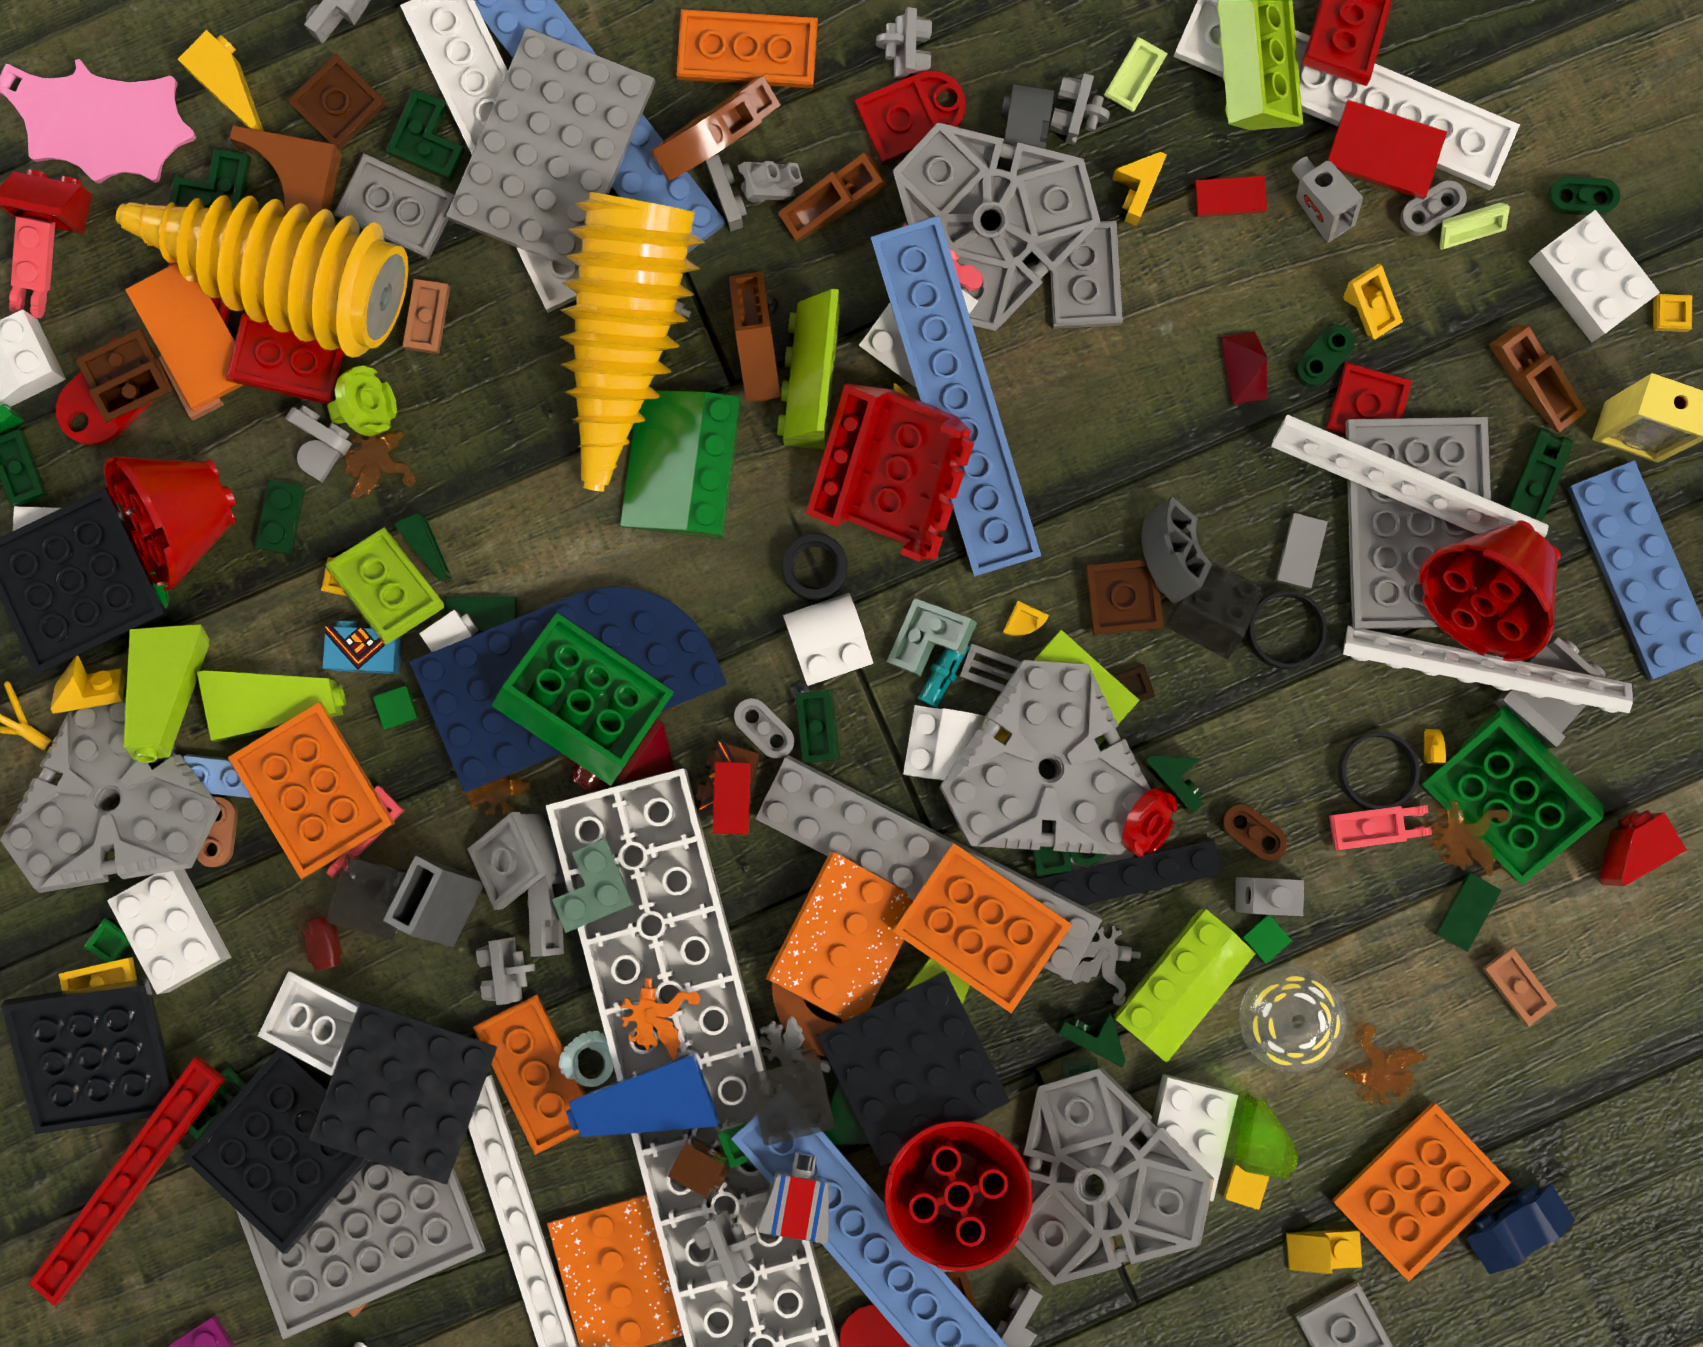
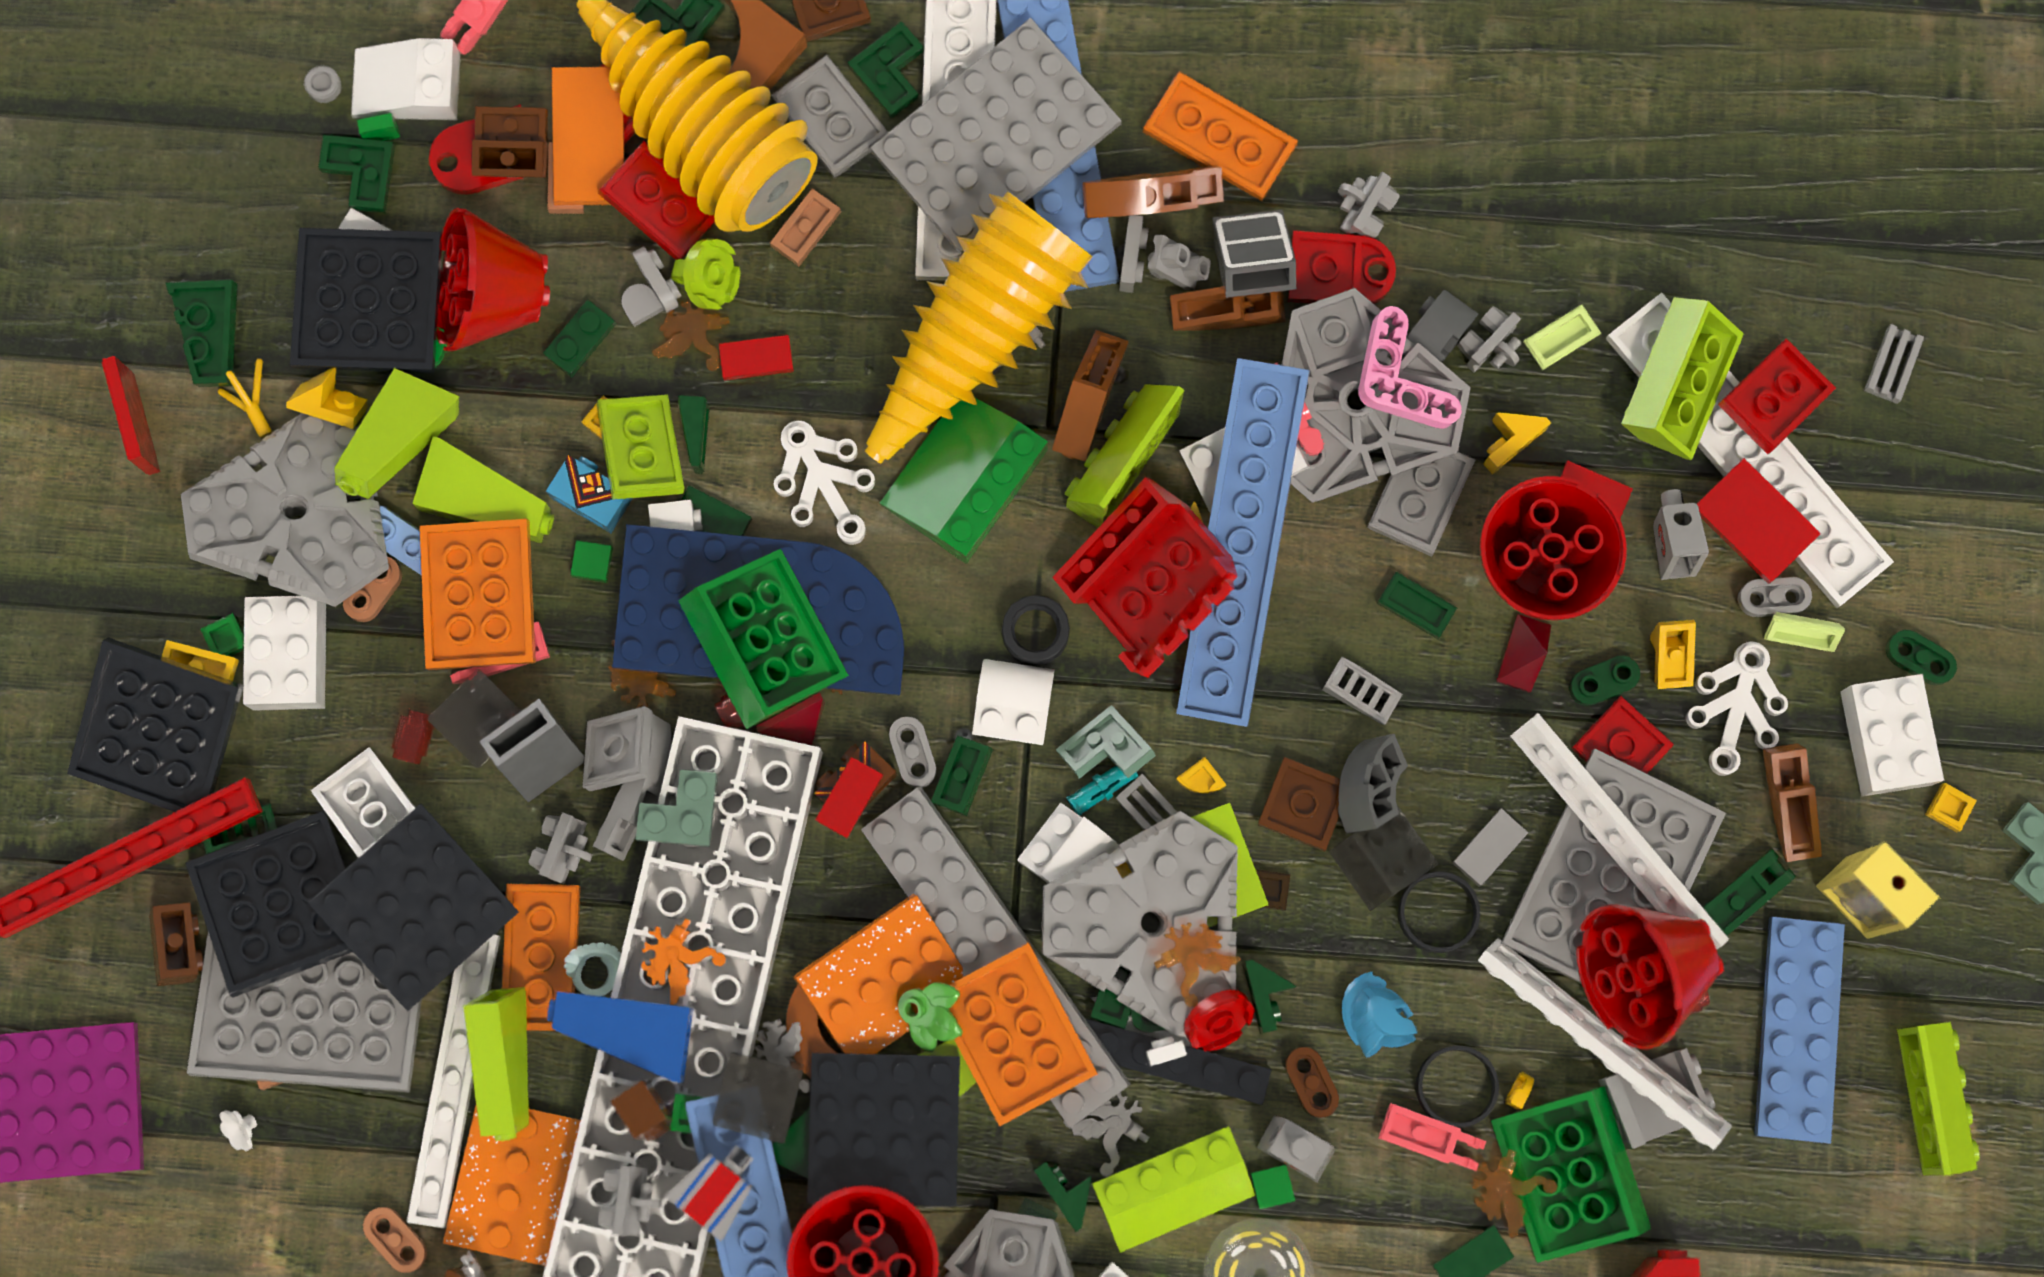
camera: 25 degrees right, 5 degrees down
(210, 1232) = (174, 944): none -> reddish brown brick
(444, 454) = (756, 357): none -> red tile
(549, 1184) = (499, 1060): none -> lime slope
(556, 529) = (820, 476): none -> white plant
(833, 137) = (1254, 253): none -> dark grey brick
(905, 950) = (933, 1017): none -> bright green plate
(1010, 188) = (1388, 377): none -> bright pink beam
(1096, 780) = (1189, 954): none -> clear orange piece
(1111, 459) = (1332, 688): none -> light grey slope
(1118, 873) = (1165, 1050): none -> white plate
(1131, 374) = (1417, 605): none -> dark green tile
(1229, 263) = (1553, 548): none -> red cone
(1277, 748) = (1373, 1015): none -> dark azure helmet
(1450, 315) = (1740, 703): none -> white plant

